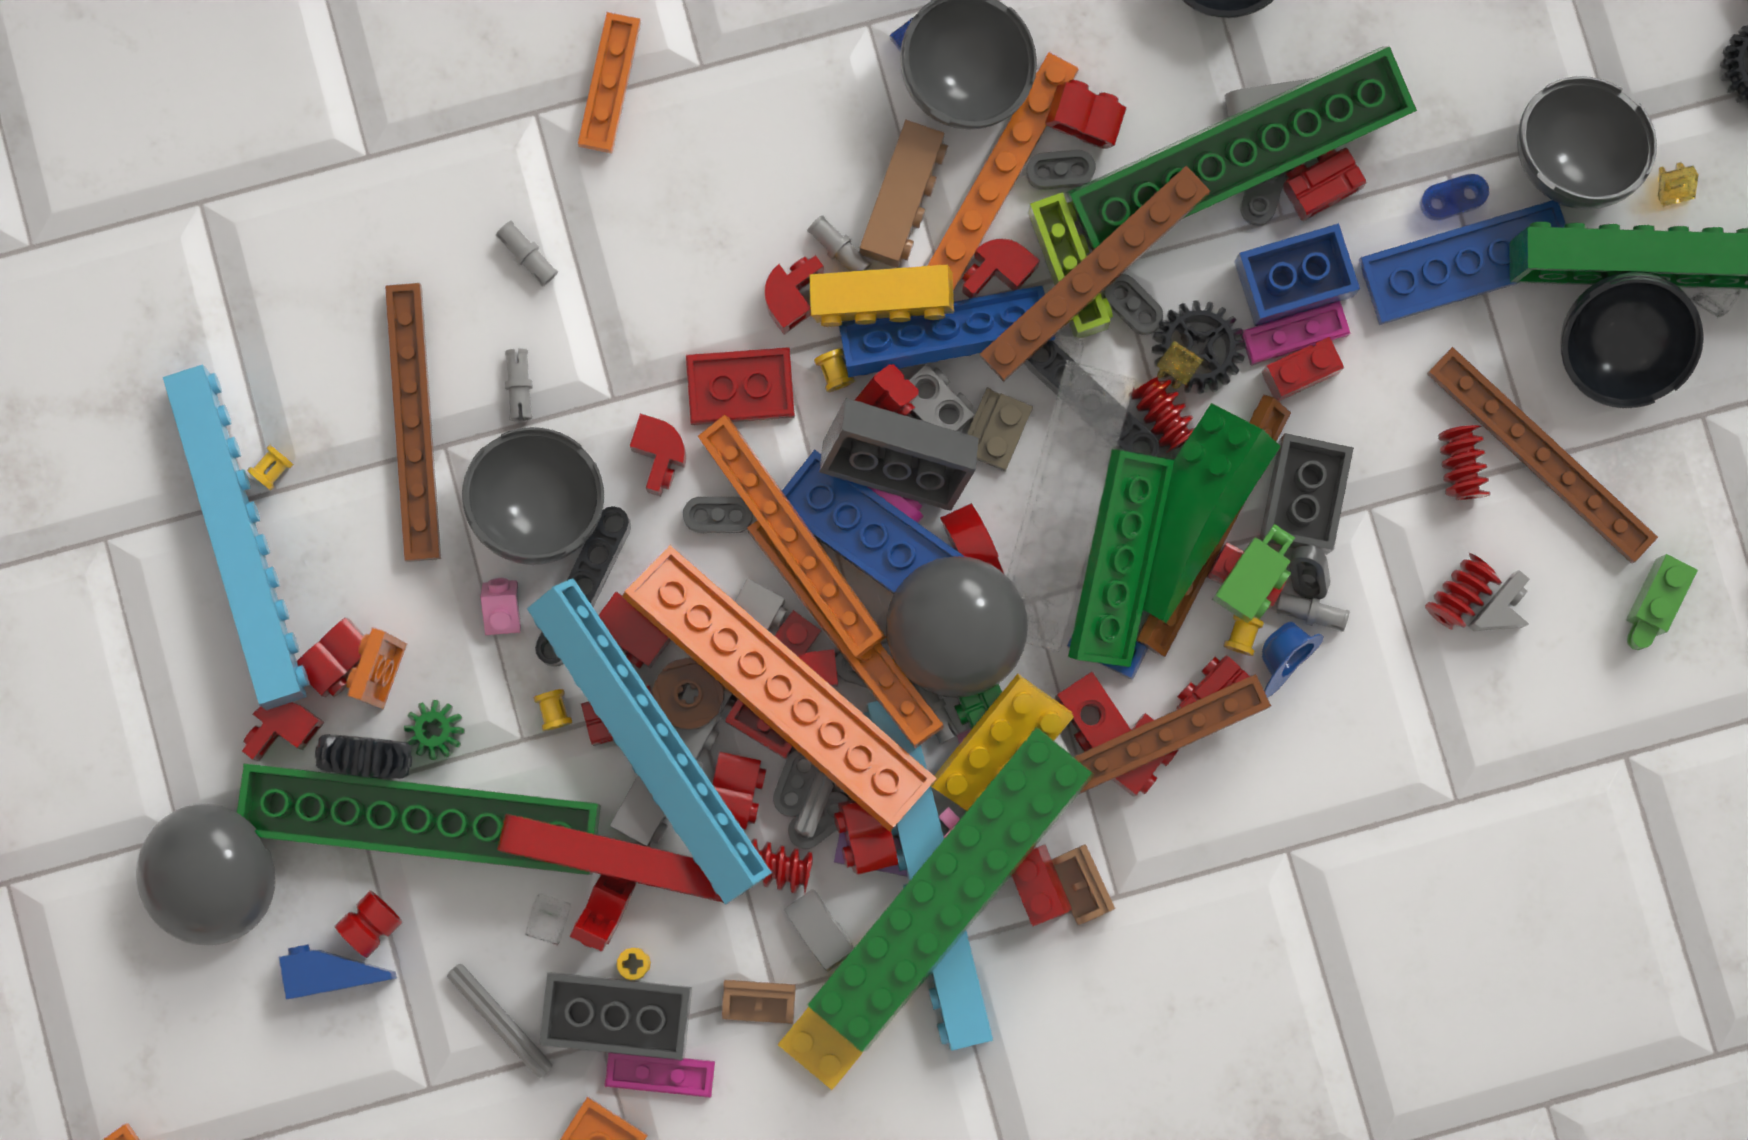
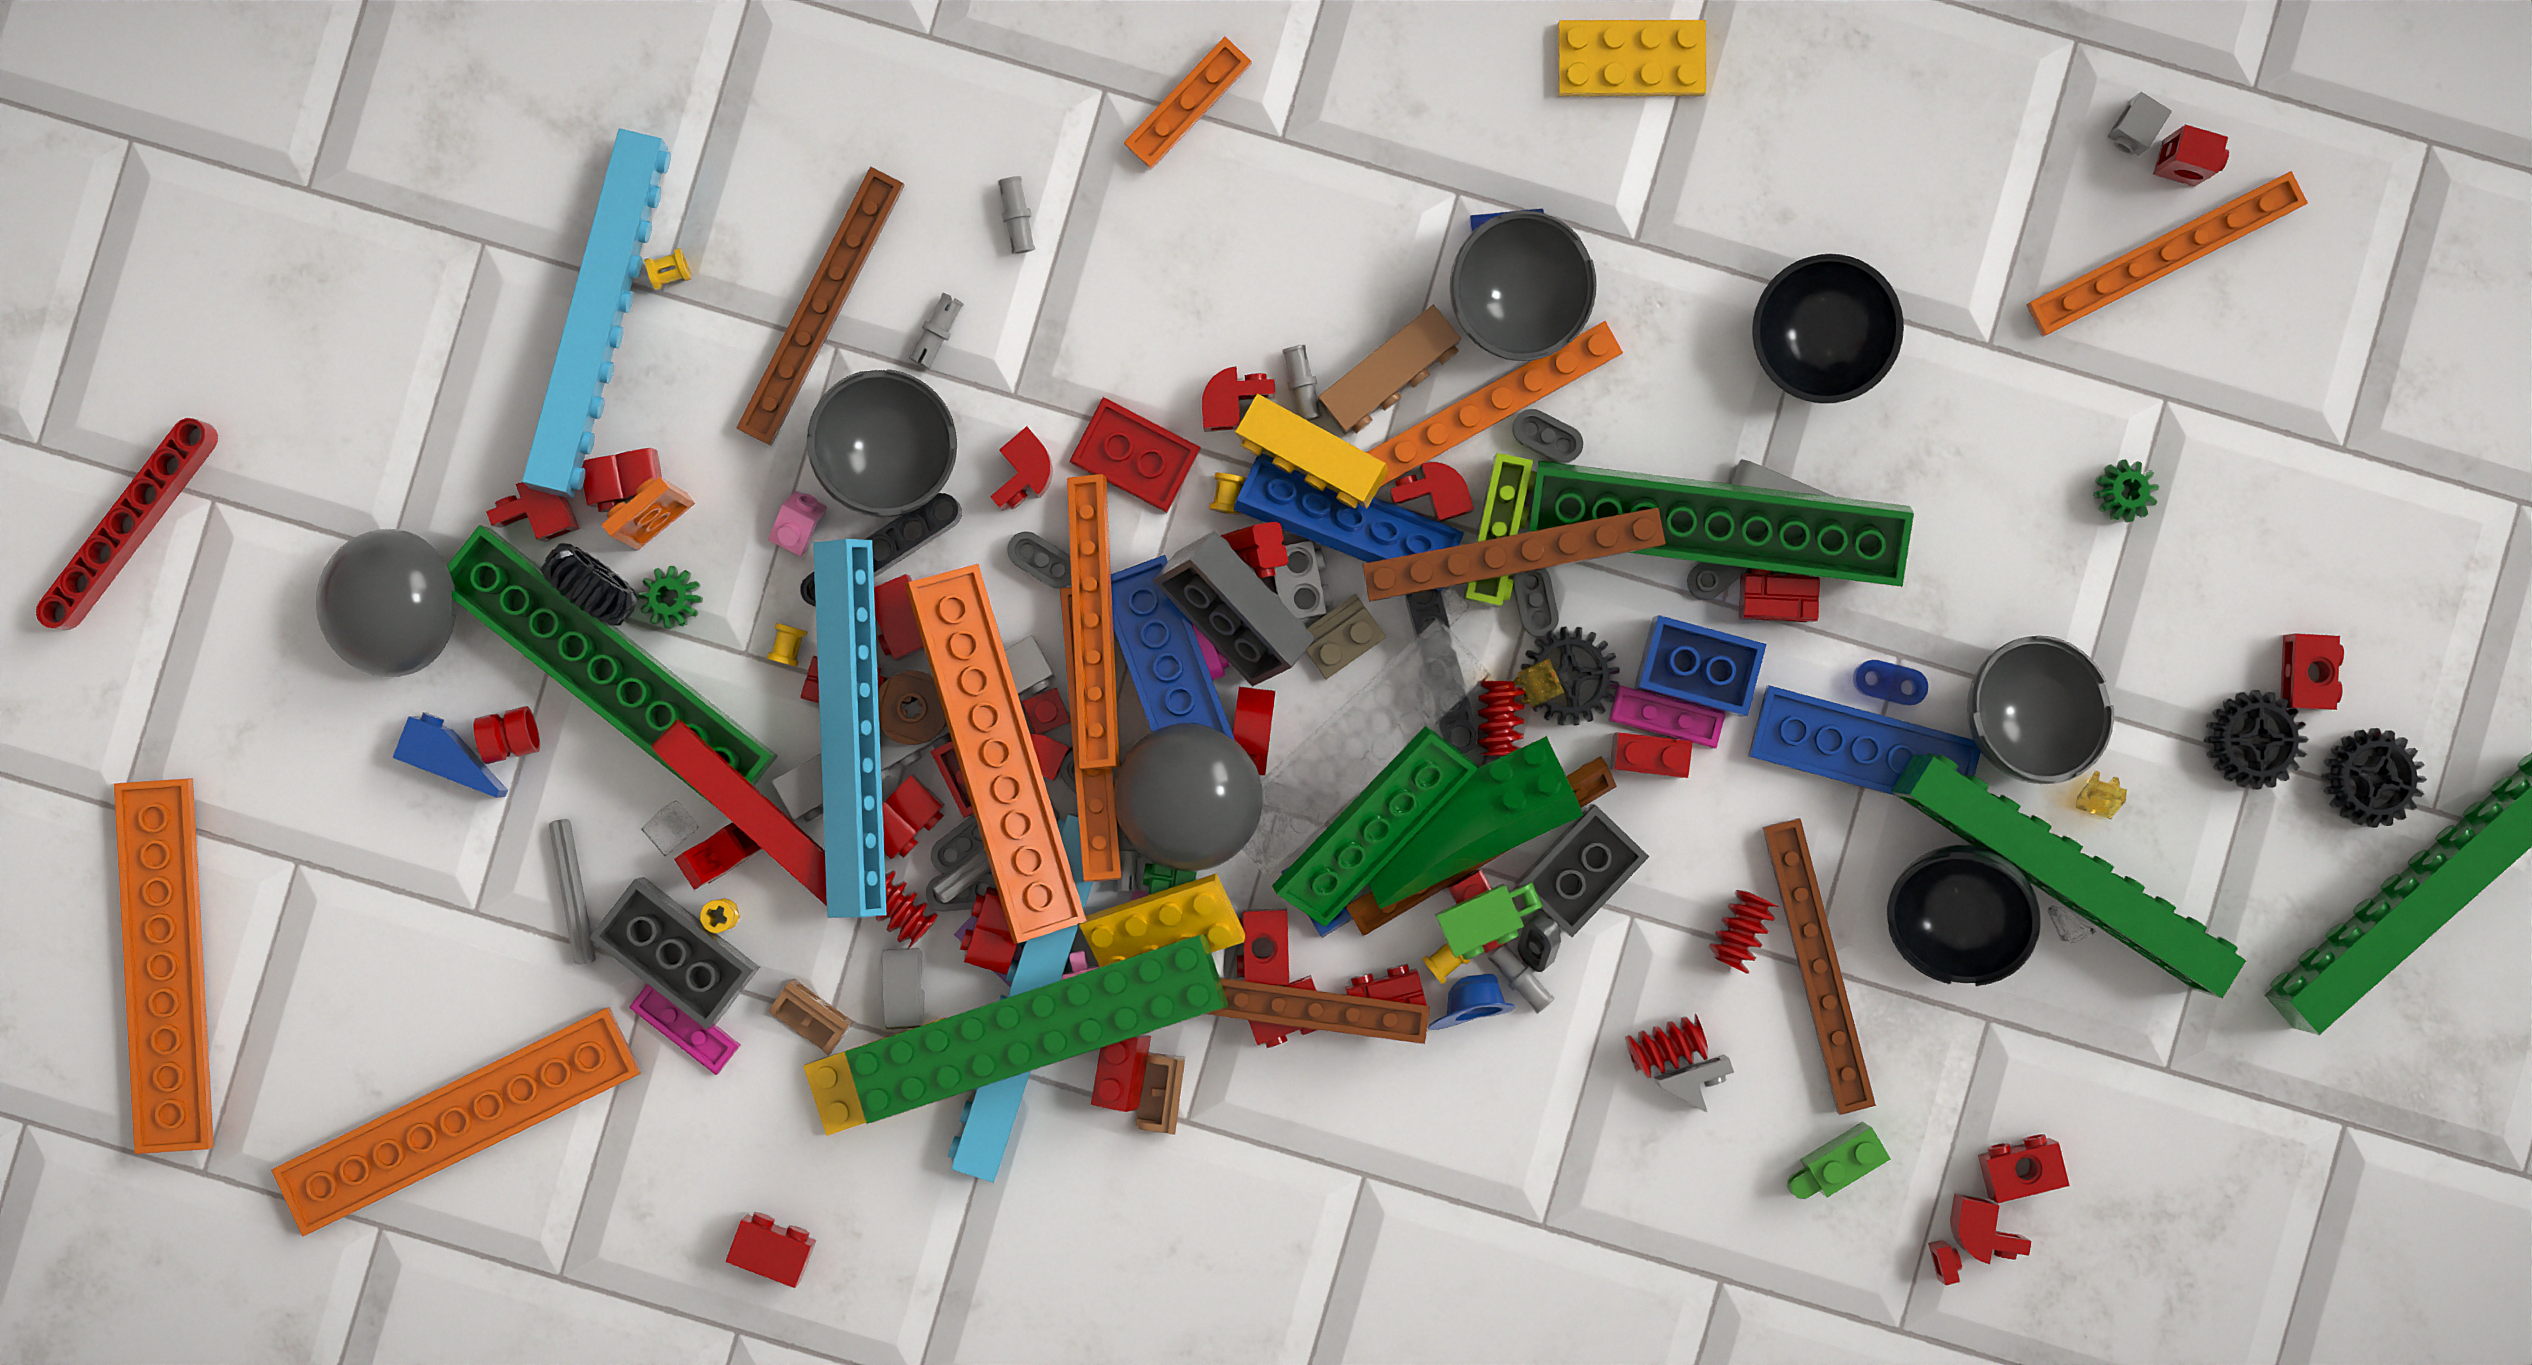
camera: 30 degrees right, 5 degrees up
(1085, 114) = (1602, 400): red brick -> none

